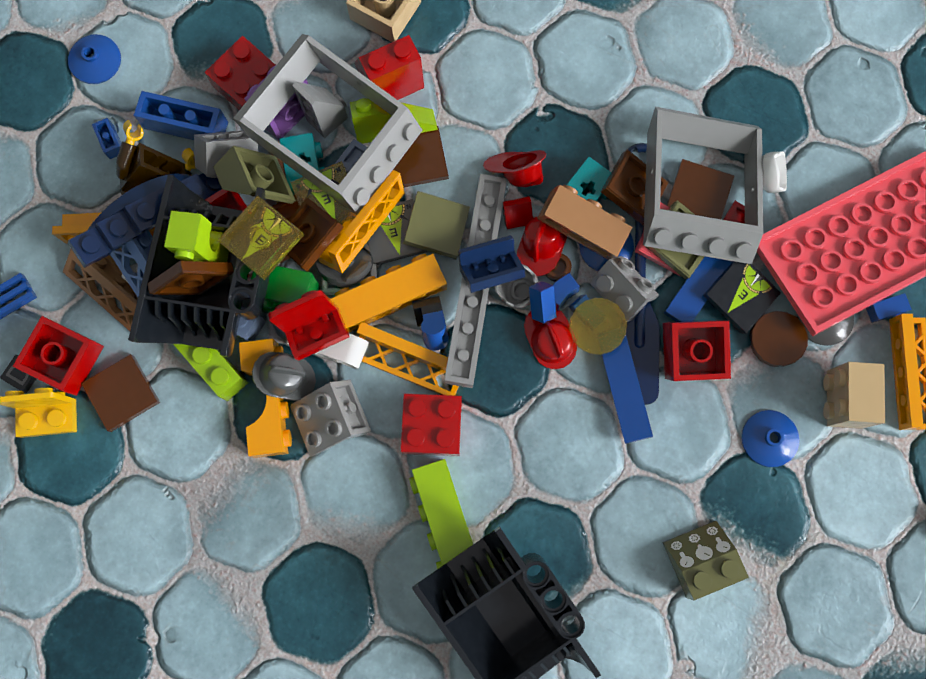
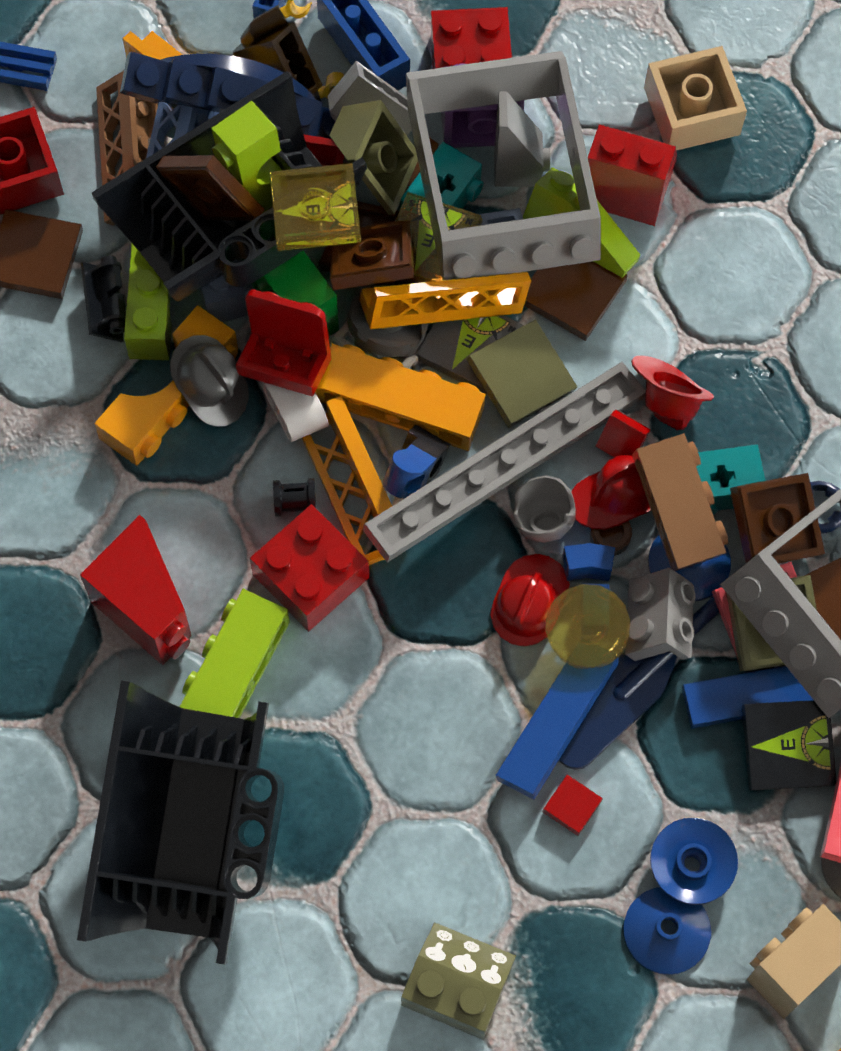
camera: 40 degrees right, 10 degrees down
(187, 387) = (103, 304): none -> black hinge
(329, 416) = (217, 463): light grey bracket -> none
(361, 522) = (138, 594): none -> red slope
(387, 395) = (293, 496): none -> black bush
(490, 264) = (532, 452): dark blue bracket -> none
(542, 302) = (553, 548): blue piece -> none
(670, 420) = (572, 805): none -> red tile
(697, 350) = (672, 749): red brick -> none
(766, 387) = (701, 841): none -> blue dish
(778, 339) = (783, 832): reddish brown tile -> none

